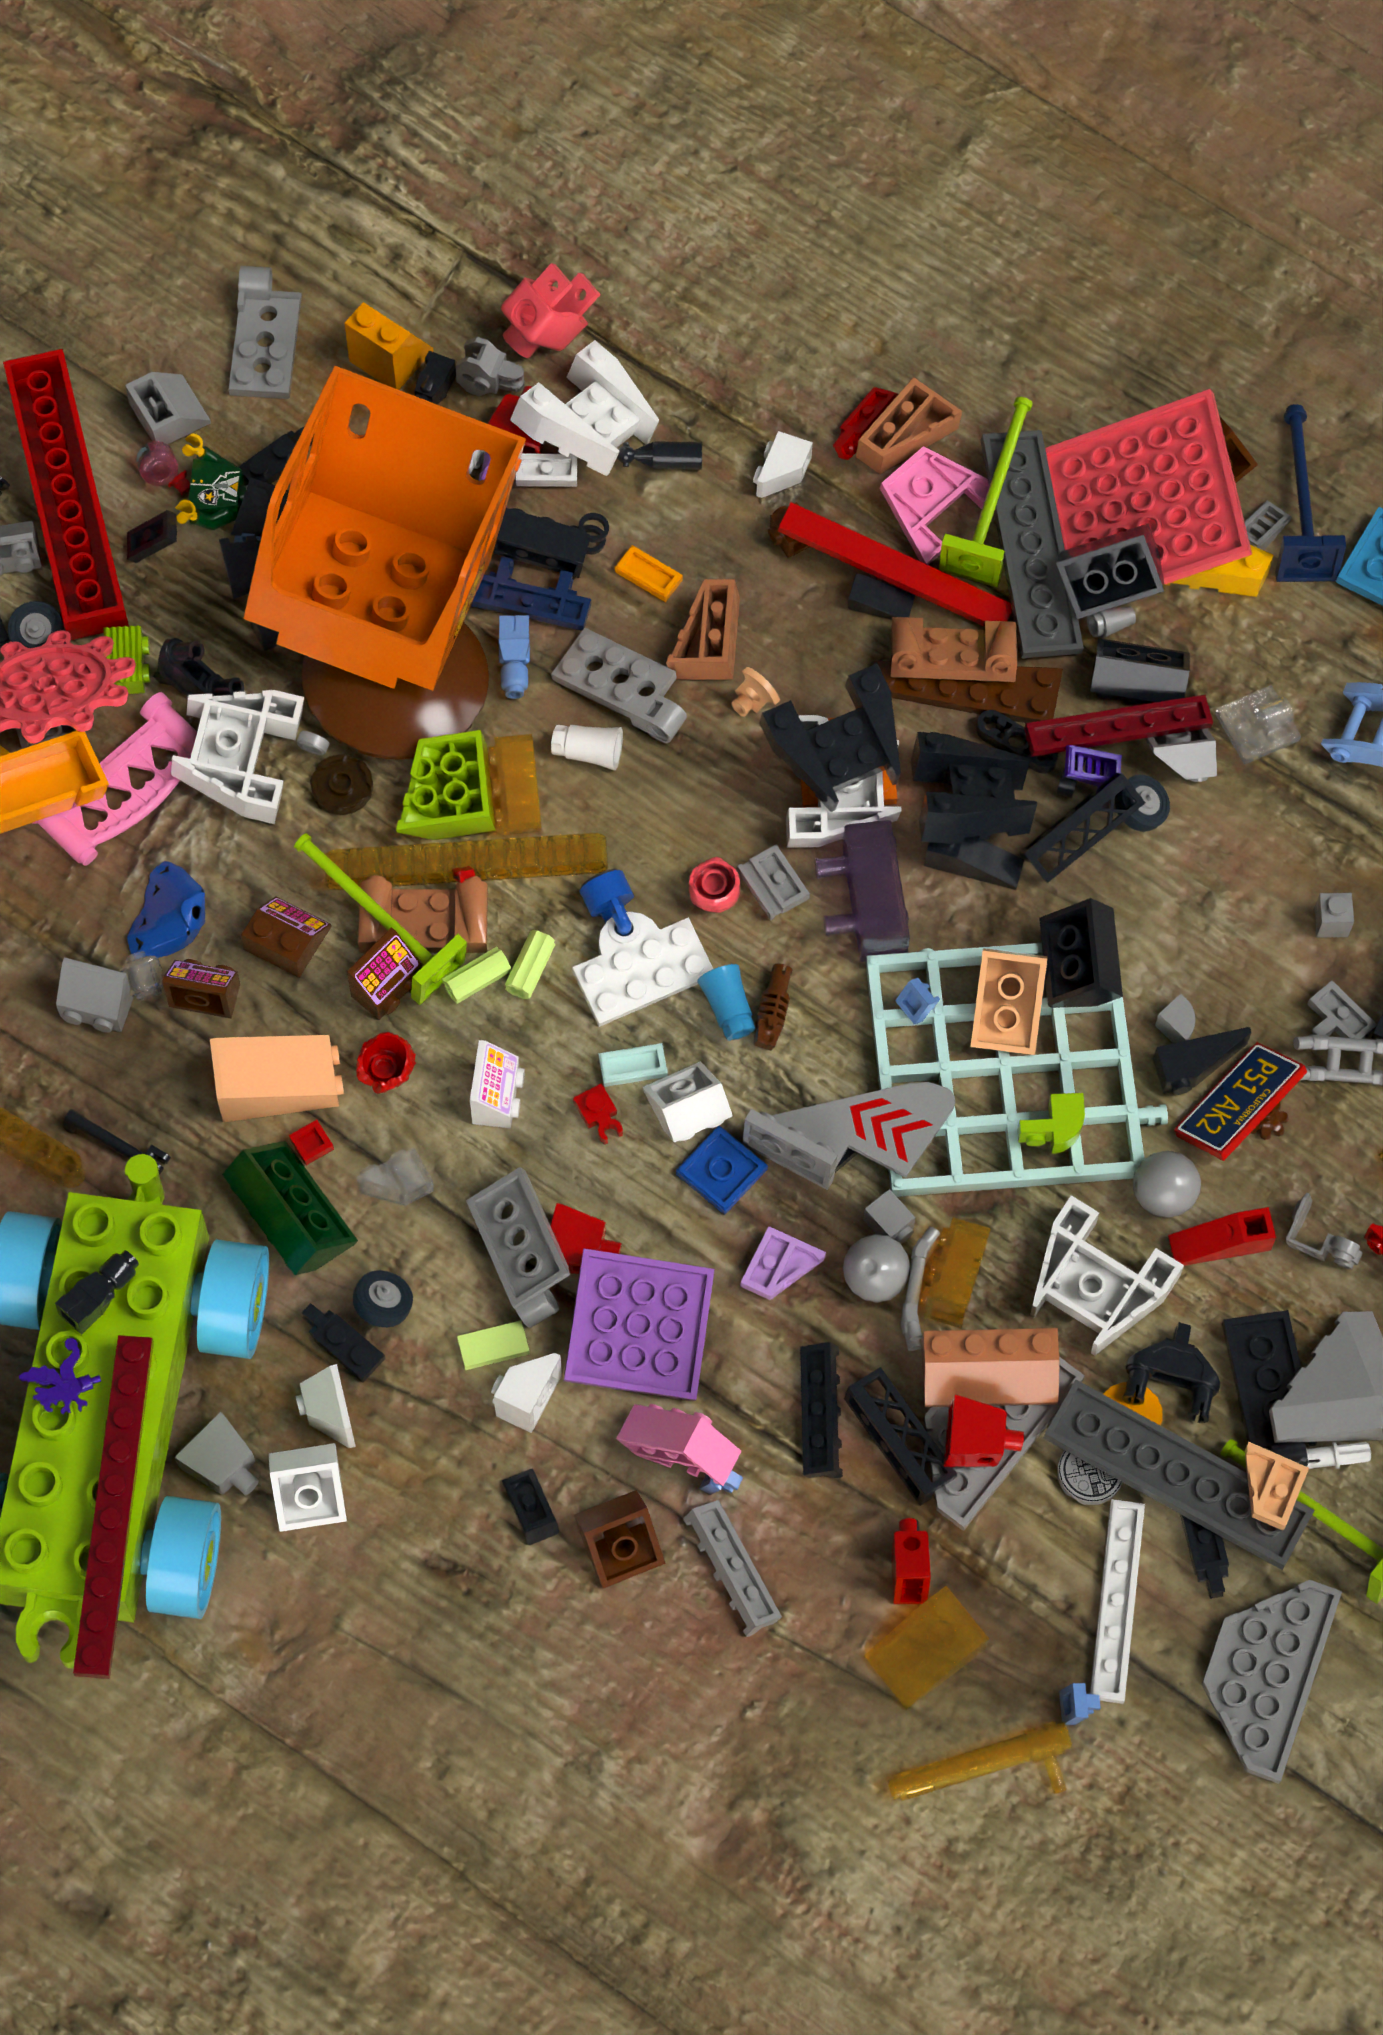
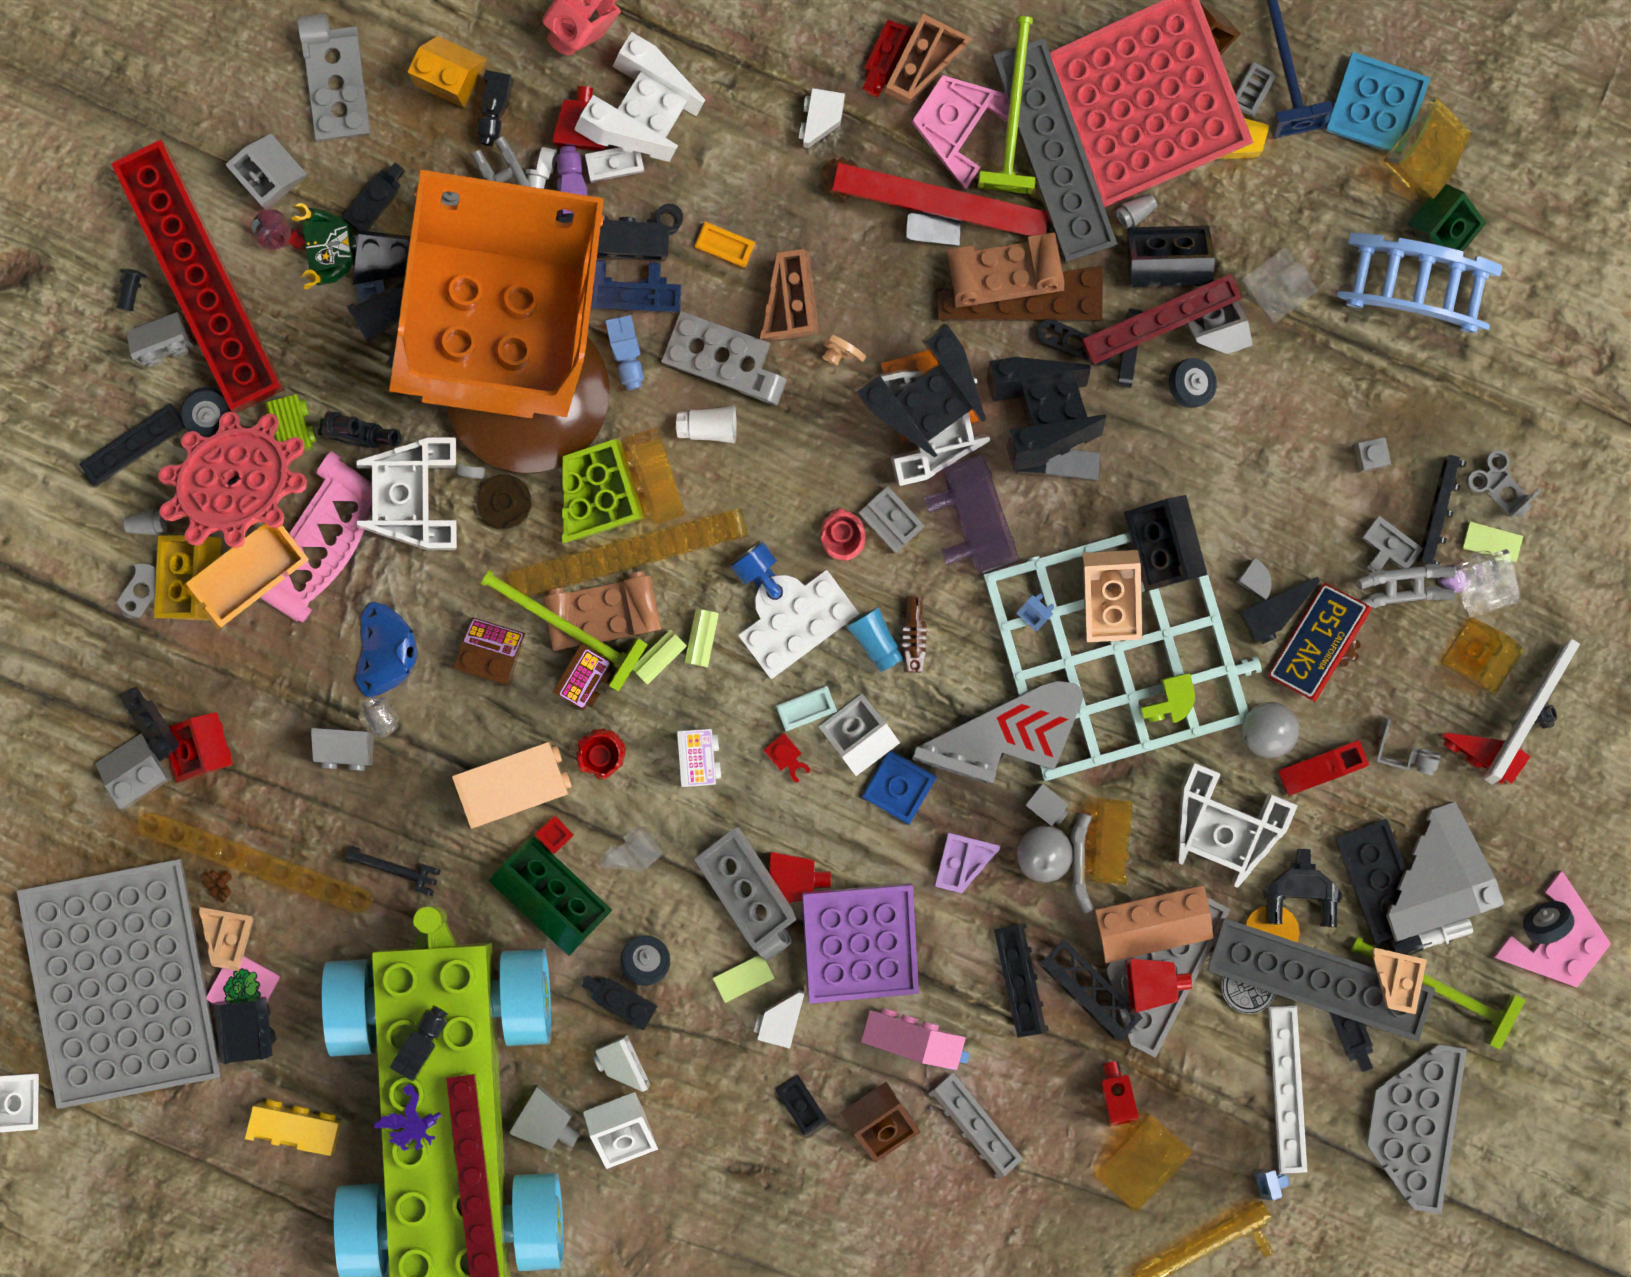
camera: 10 degrees left, 20 degrees up
(151, 536) = (284, 304): black plate -> none
(201, 988) = (431, 717): reddish brown slope -> none
(461, 874) = (628, 573): red piece -> none
(487, 370) = (545, 79): light grey hinge -> none
(664, 455) = (714, 127): black wheel -> none
(1073, 818) = (1138, 412): black fence -> none
(1110, 761) = (1160, 360): dark purple slope -> none
(1111, 571) = (1131, 173): slope -> none

